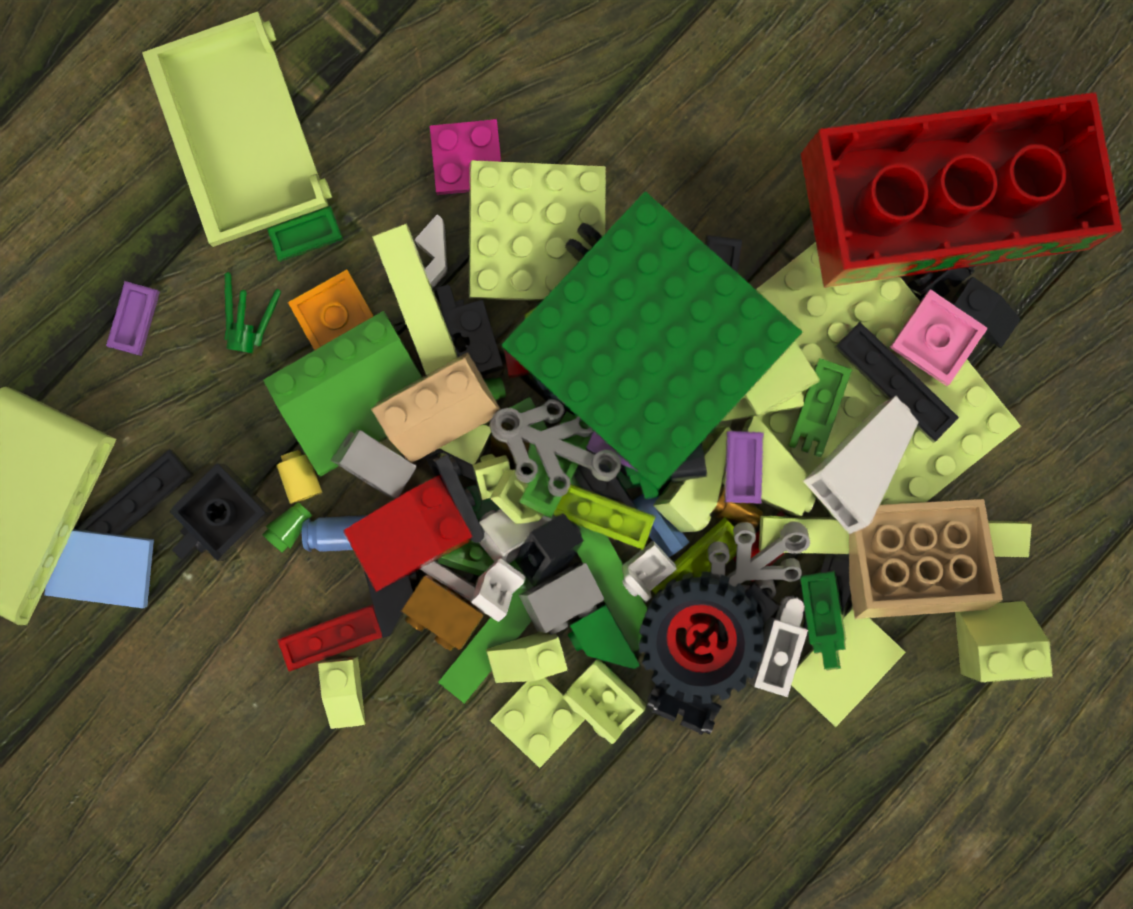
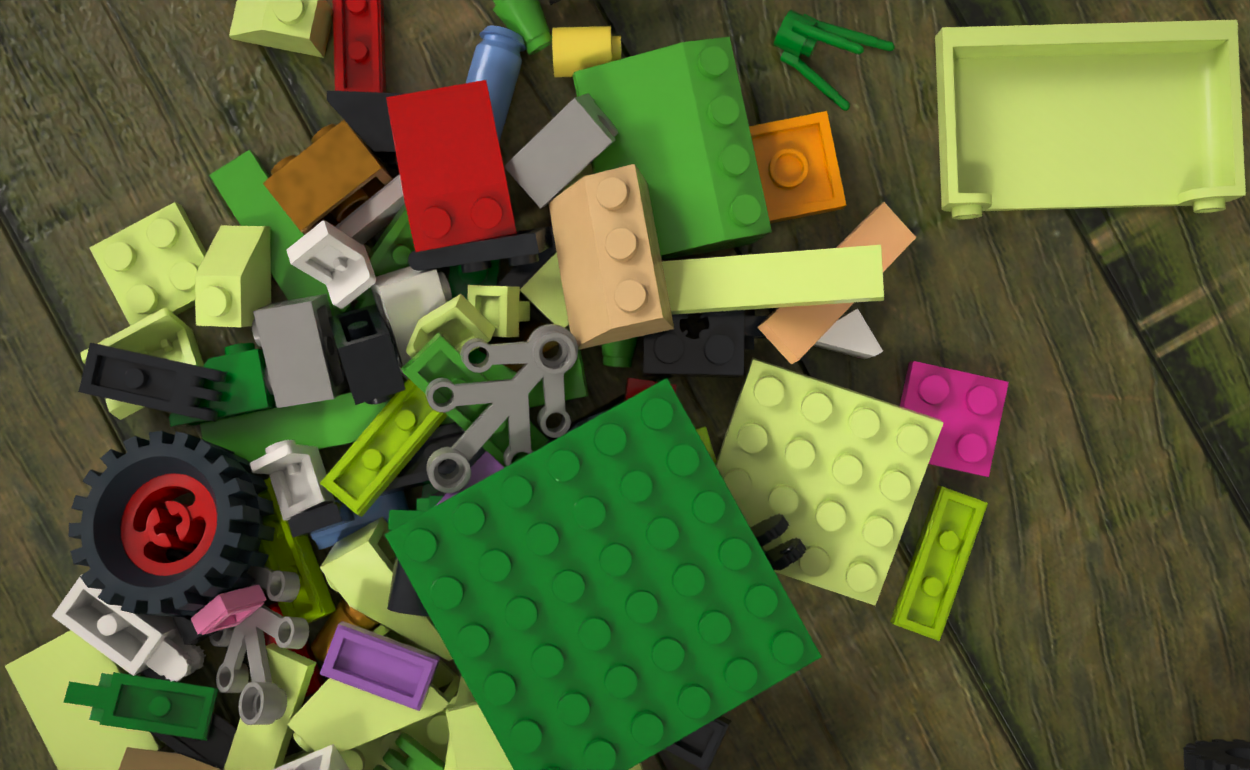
camera: 105 degrees right, 0 degrees up
(304, 234) = (913, 166): green tile -> none
(441, 272) = (800, 327): none -> light nougat tile
(563, 133) = (938, 563): none -> lime tile
(614, 685) = (150, 381): none -> black hinge
(666, 542) = (320, 519): none -> black tile
(695, 715) = (108, 436): black hinge -> none
(744, 582) = (228, 609): none -> bright pink tile

